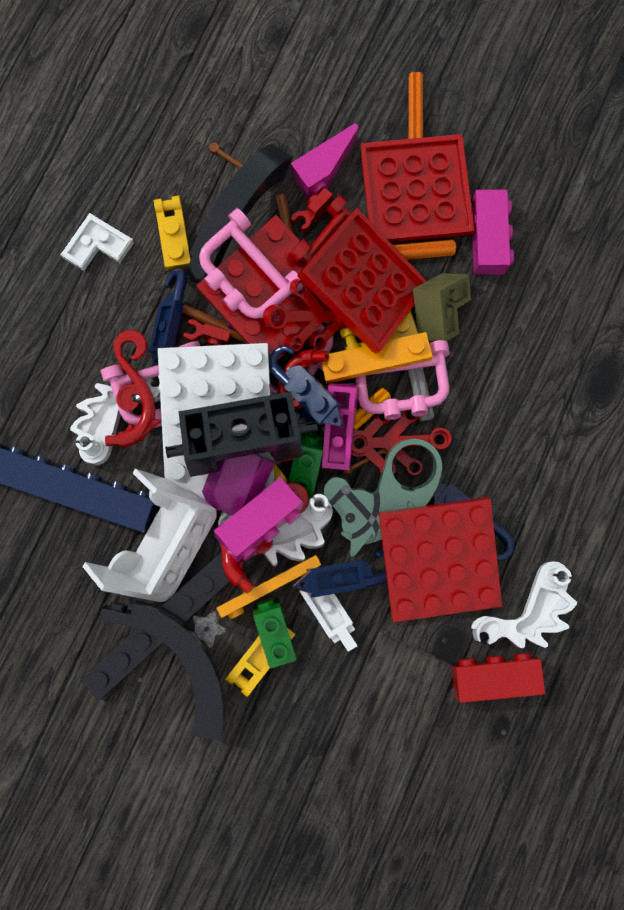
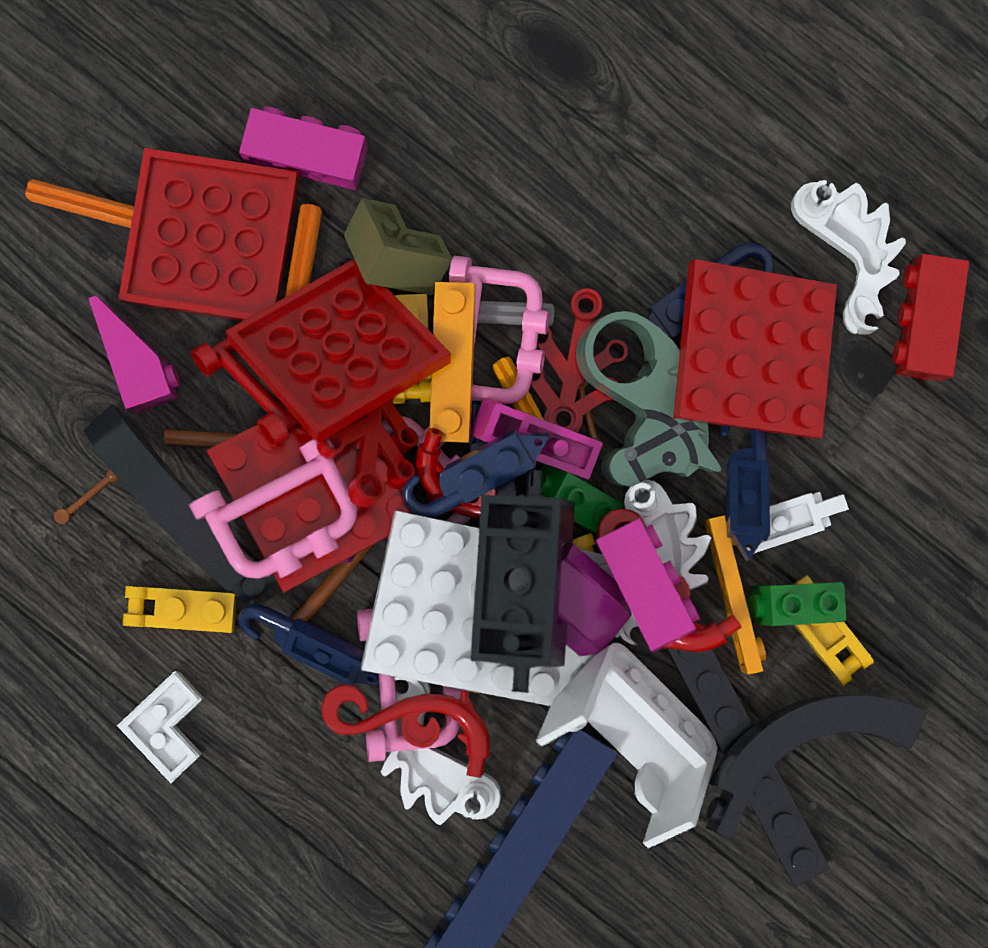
camera: 75 degrees left, 5 degrees up
(210, 621) = (768, 684): clear plate -> none
(211, 334) = (357, 584): red plate -> none
(315, 209) = (198, 387): red plate -> none

